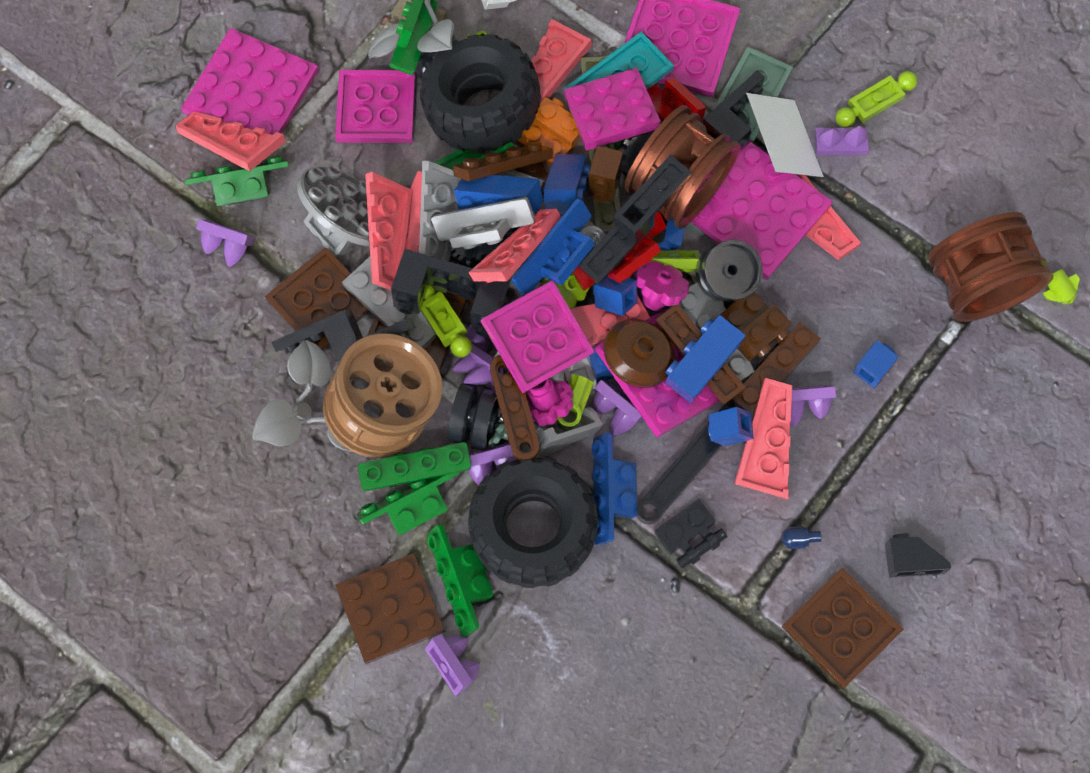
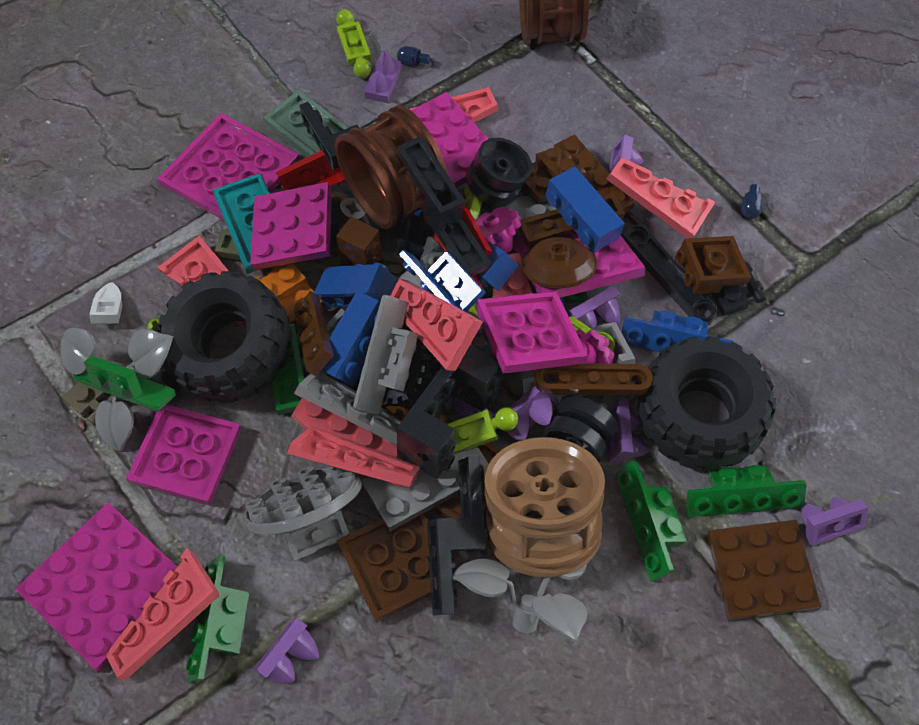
camera: 75 degrees left, 10 degrees down
(414, 466) = (622, 502): green bracket -> none
(697, 503) = (712, 263): none -> reddish brown plate
(730, 426) = (646, 218): blue brick -> none
(784, 135) = (359, 109): white sticker -> none
(842, 628) = (841, 193): reddish brown plate -> none
(876, 363) = (605, 106): blue brick -> none
(880, 159) = (412, 56): none -> dark blue cylinder
(913, 557) = (787, 128): black slope -> none

